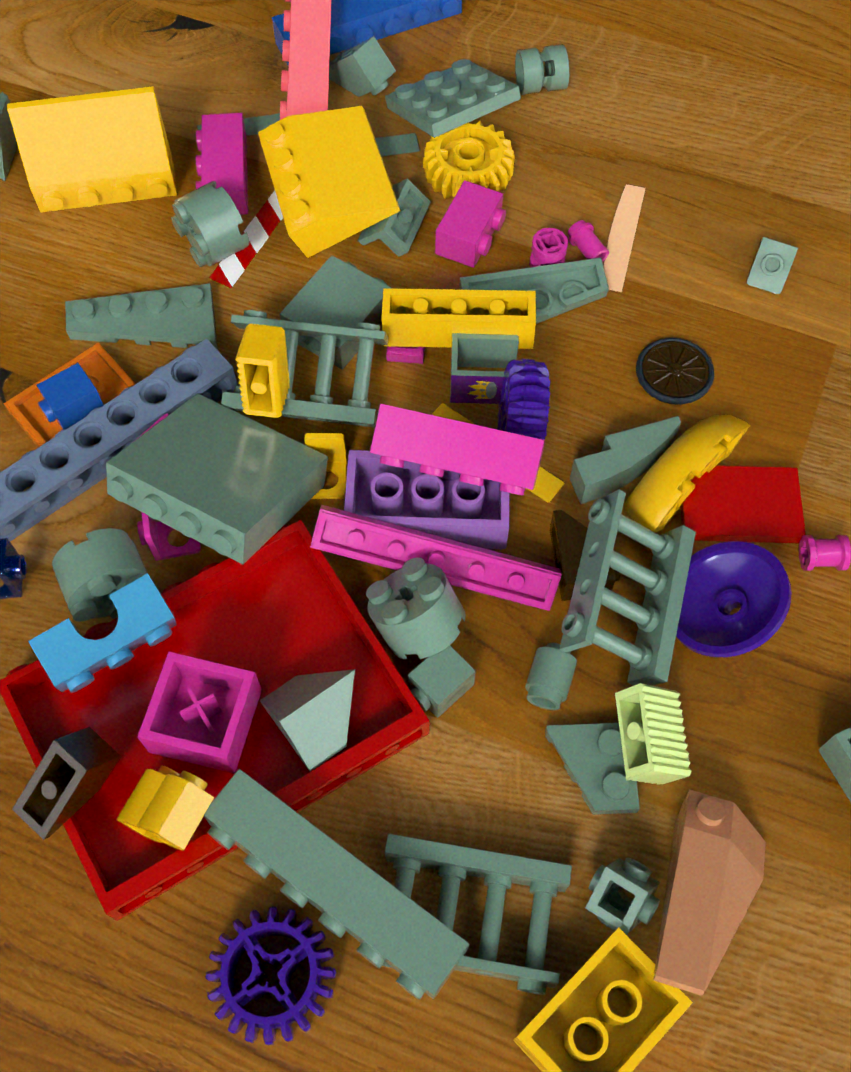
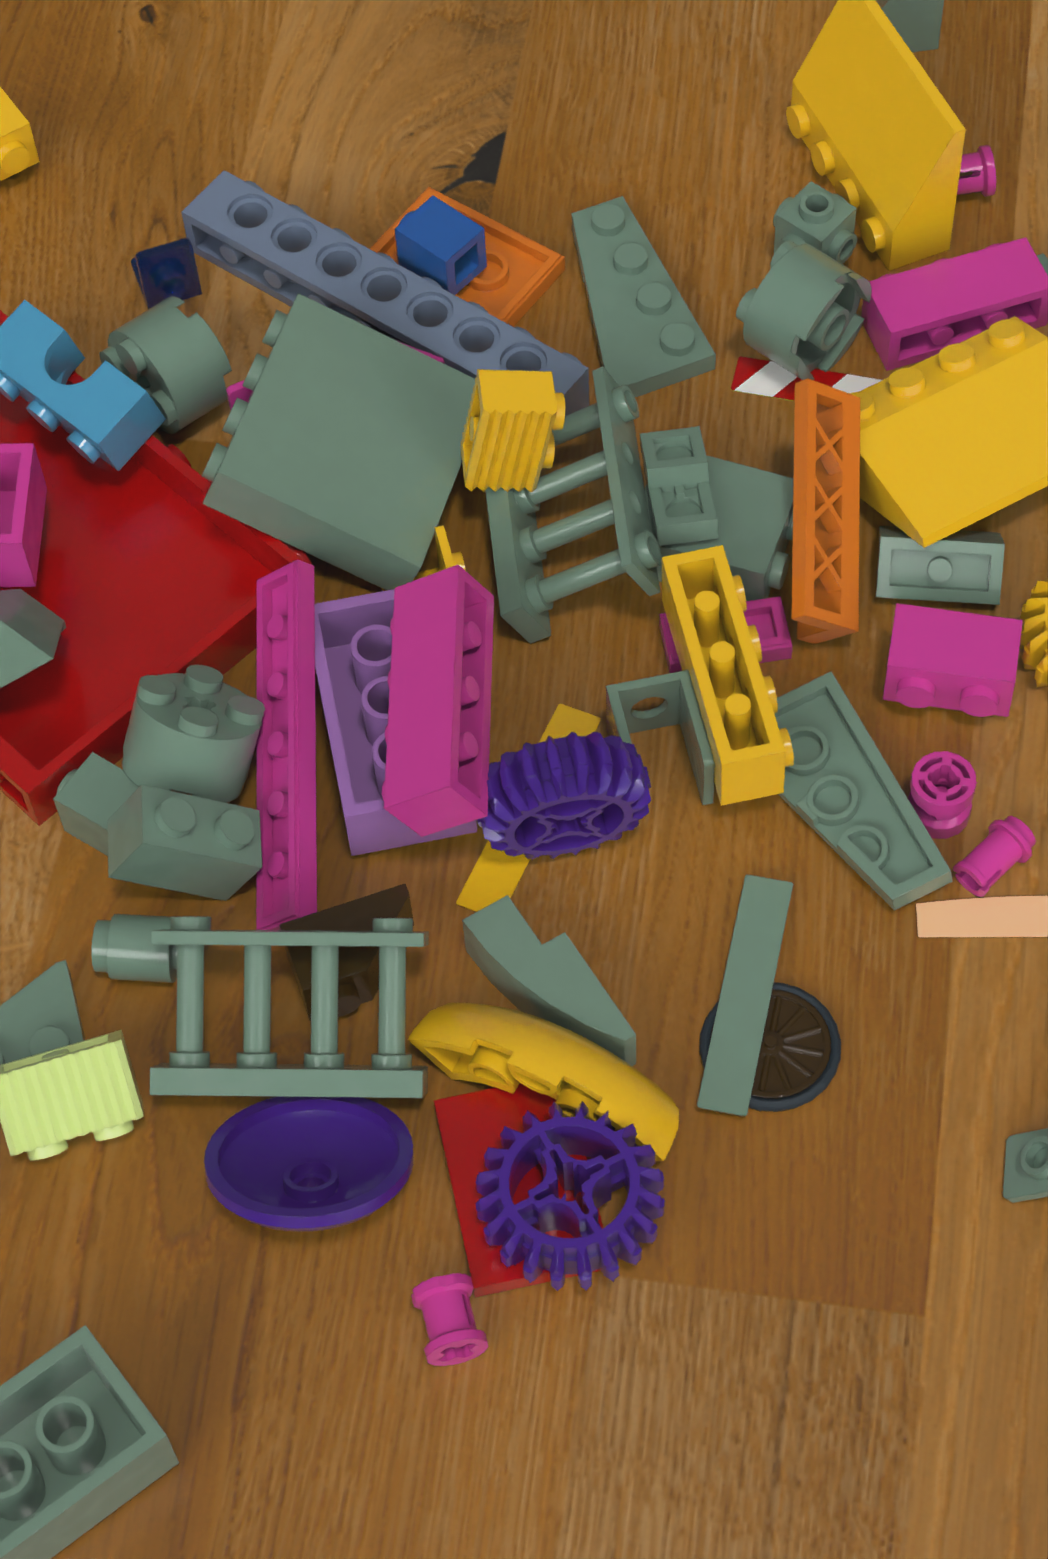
camera: 80 degrees right, 5 degrees down
(146, 212) = (817, 220): none -> sand green brick
(311, 306) = (679, 486): none -> sand green slope
(362, 247) = (825, 512): none -> orange fence
(496, 628) = (184, 843): none -> sand green brick
(645, 371) = (745, 996): none -> sand green sticker
(764, 481) = (614, 1165): none -> dark purple gear

